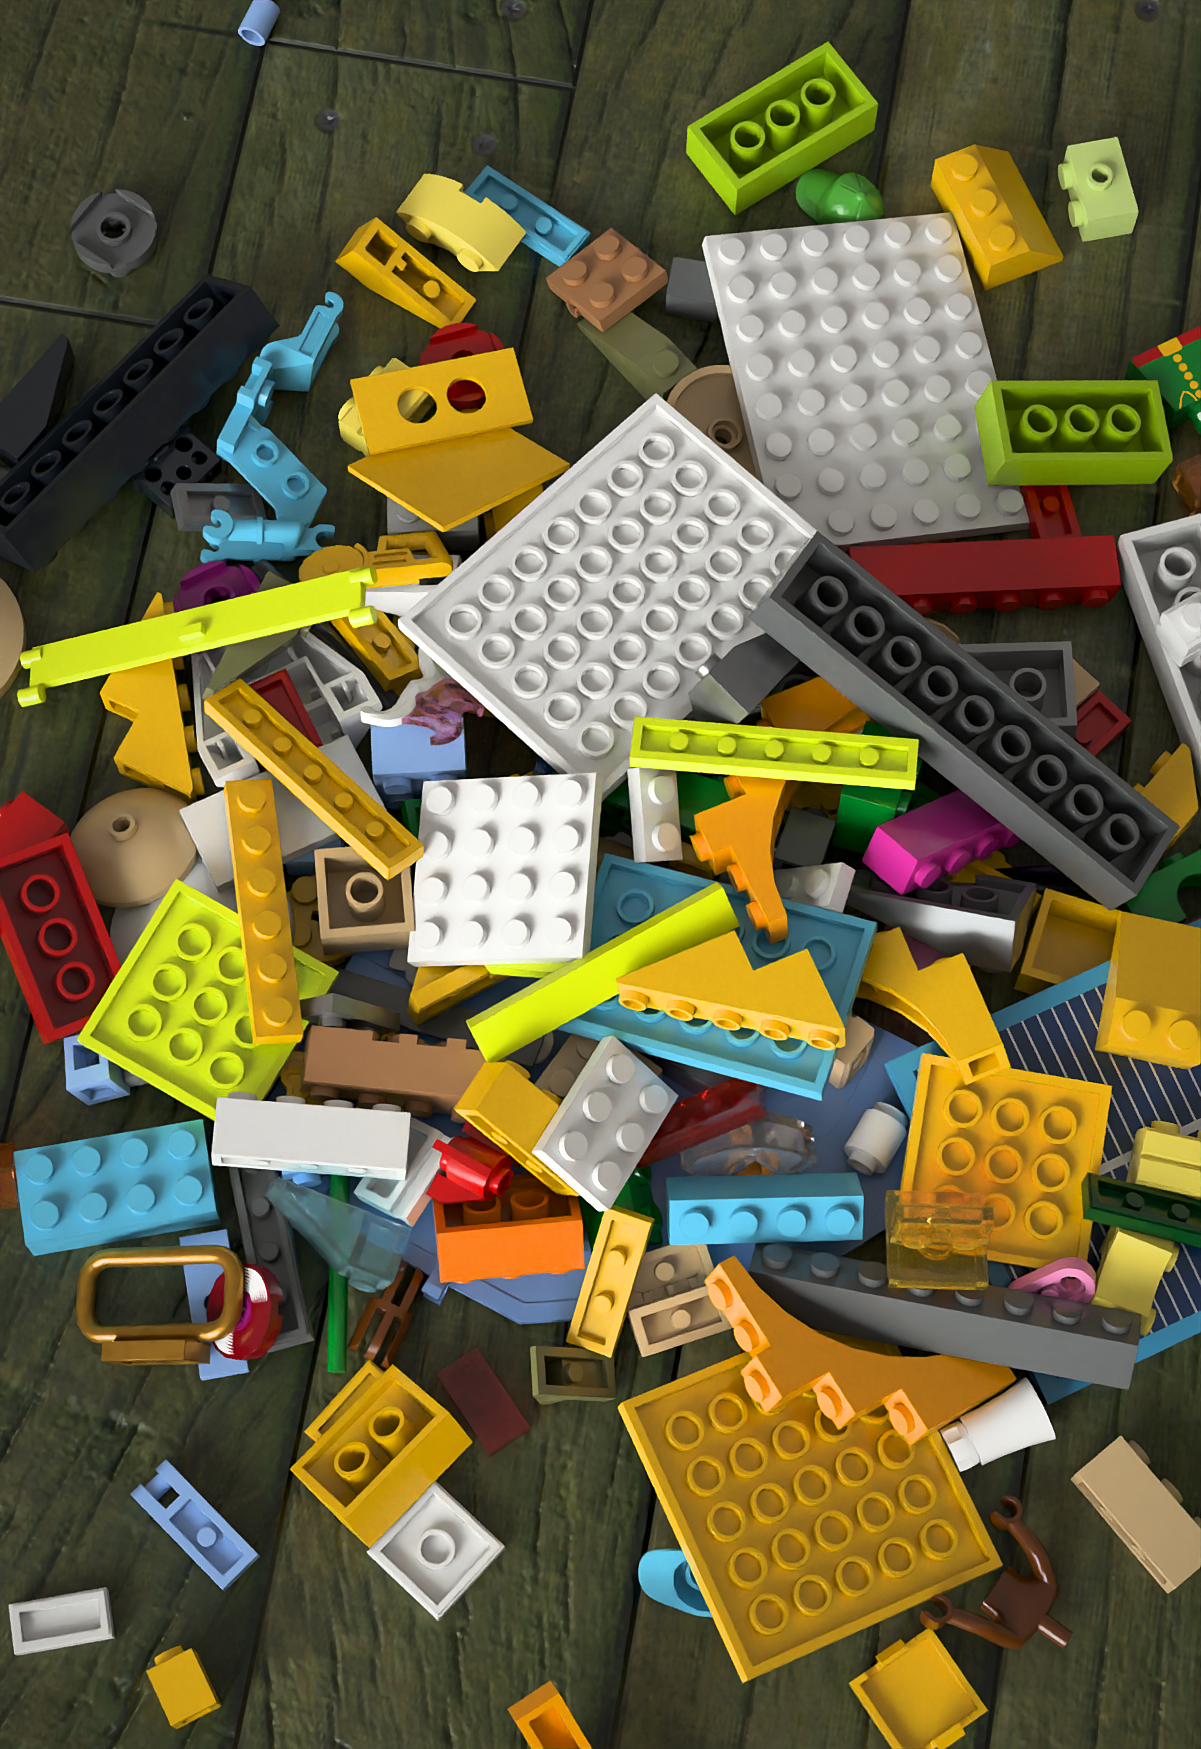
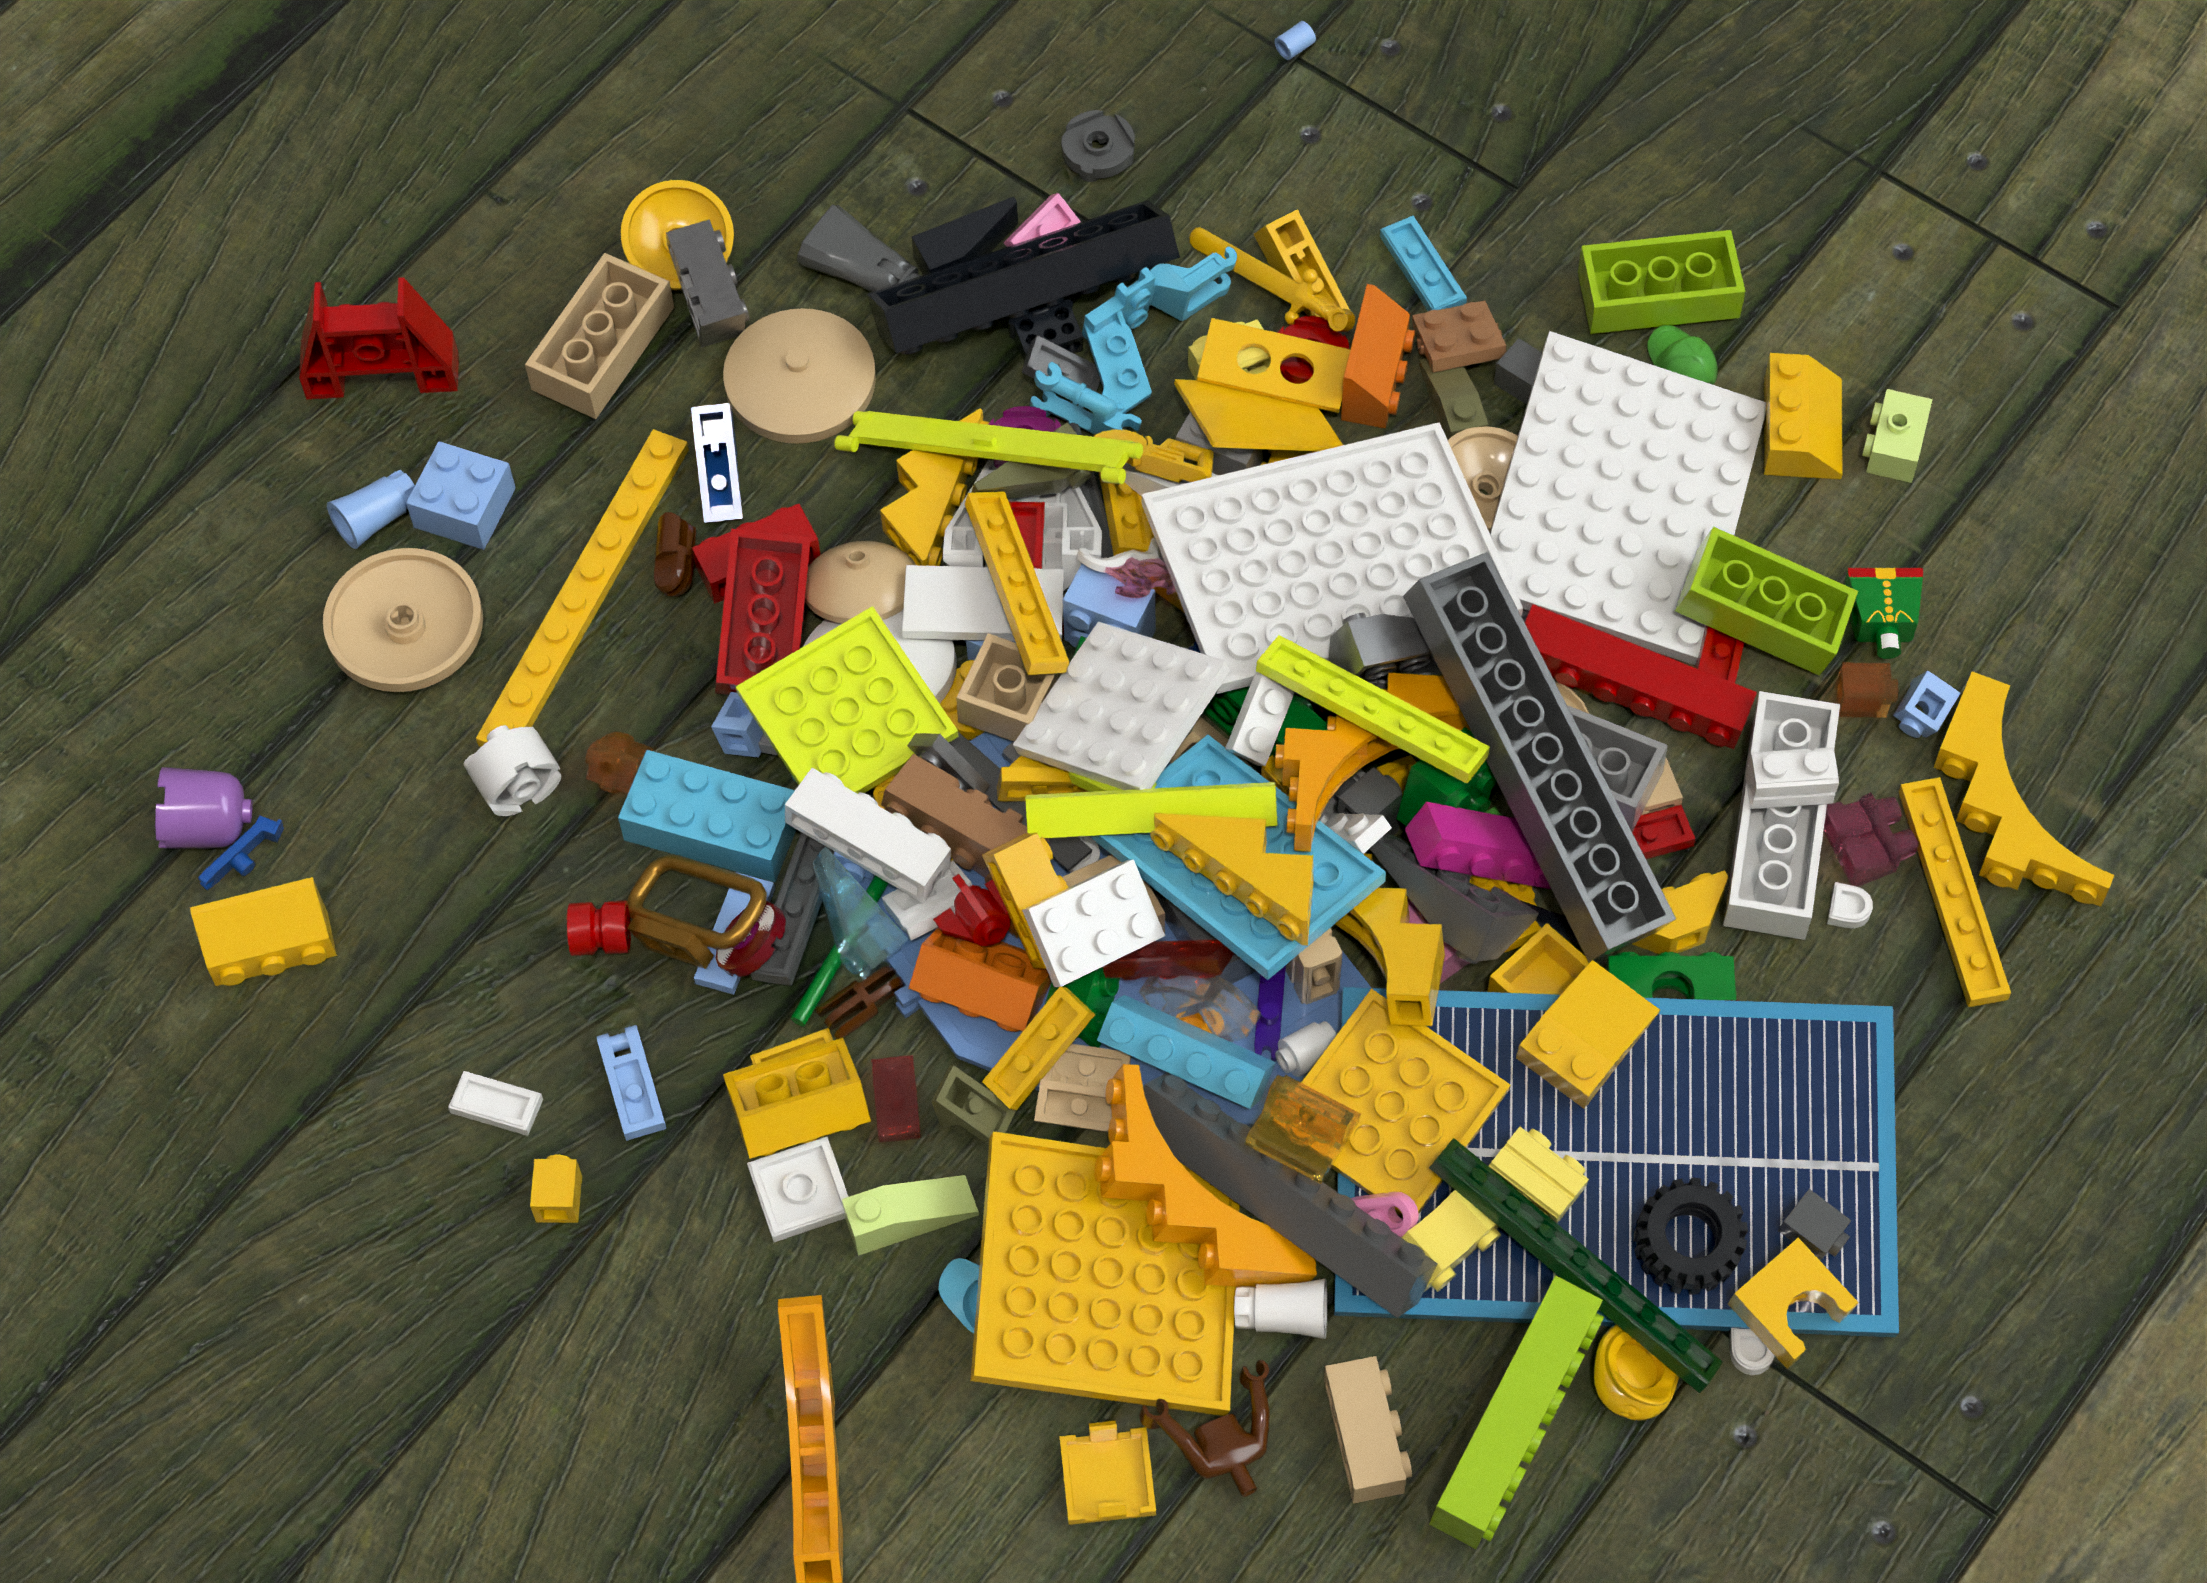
camera: 30 degrees right, 10 degrees down
(68, 1373) = (595, 928): none -> red wheel
(110, 342) = (1048, 217): none -> bright pink plate
(263, 912) = (923, 659): yellow plate -> none
(385, 305) = (1297, 294): none -> yellow sword
(472, 231) = (1360, 241): light yellow brick -> none
(541, 347) = (1376, 360): none -> orange slope
(563, 1518) = (906, 1211): none -> yellowish green slope
(825, 1135) = (1270, 1006): none -> dark purple piece

